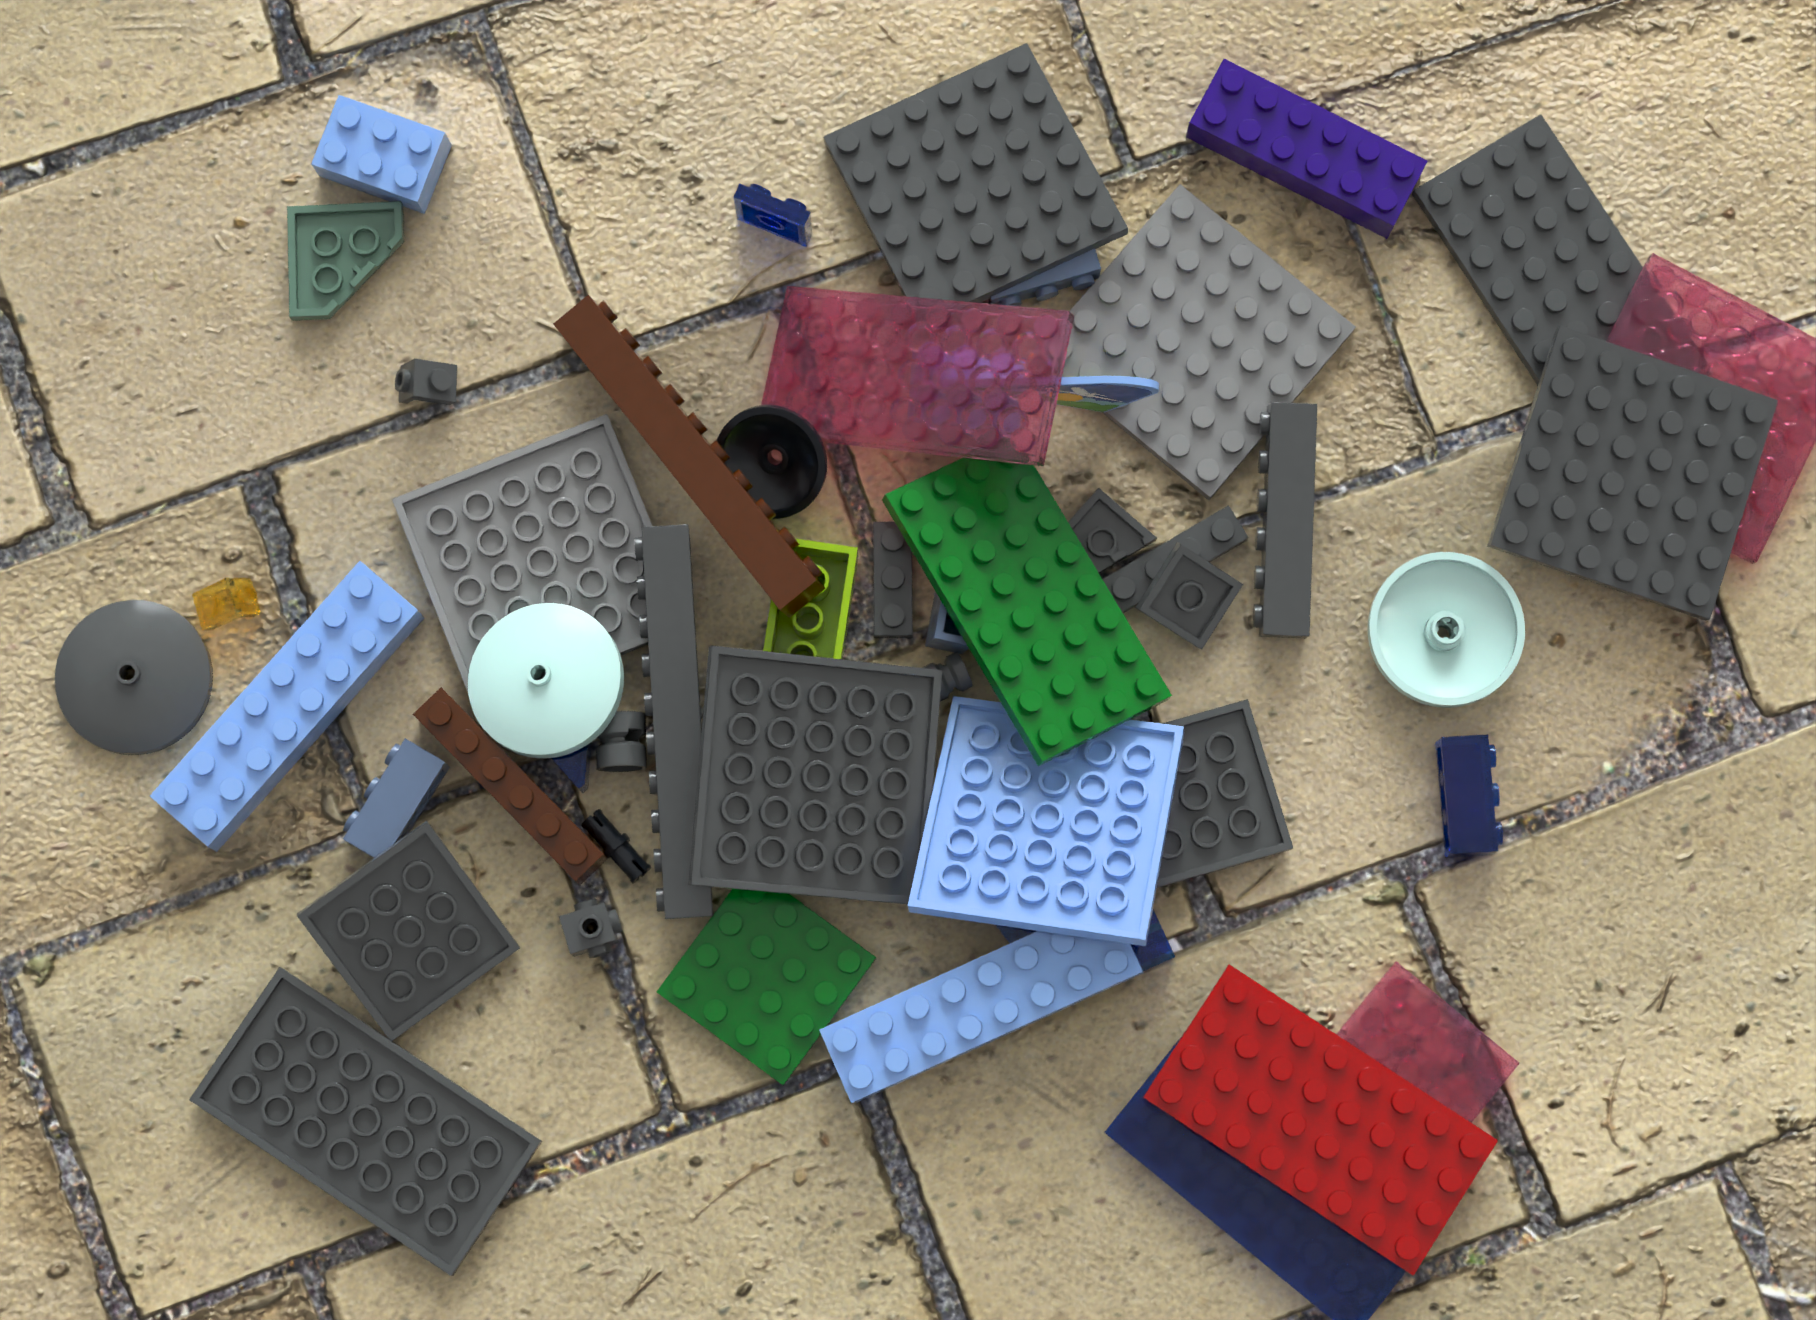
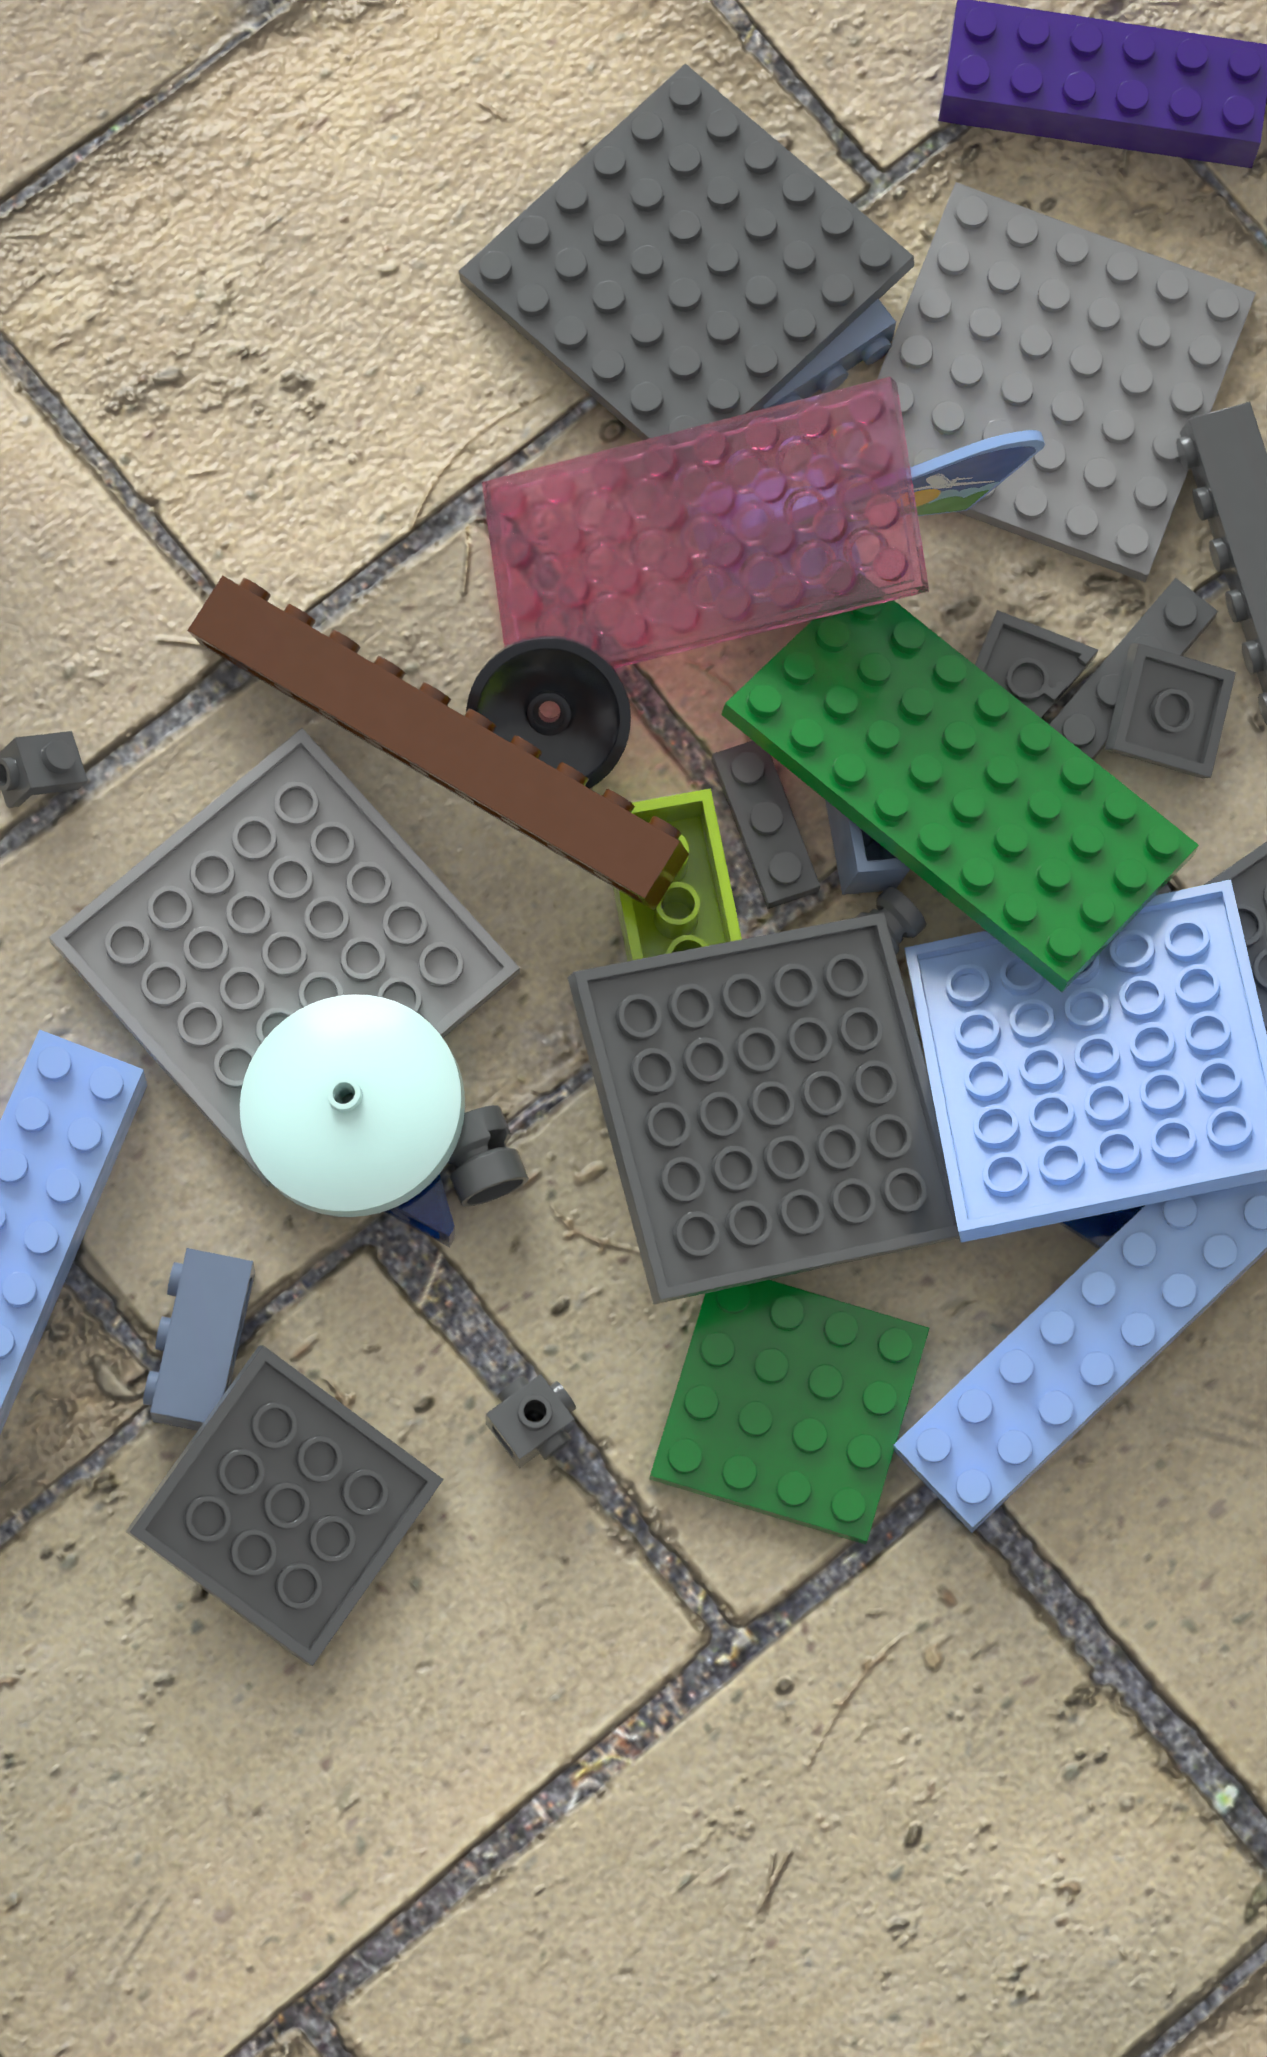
camera: 25 degrees left, 5 degrees down
(366, 1121) = (315, 1785): dark grey plate -> none
(510, 786) = (351, 1266): reddish brown brick -> none
(616, 846) = (523, 1299): black pin -> none
(675, 711) = (546, 1097): dark grey brick -> none
(783, 218) = (433, 390): clear blue plate -> none

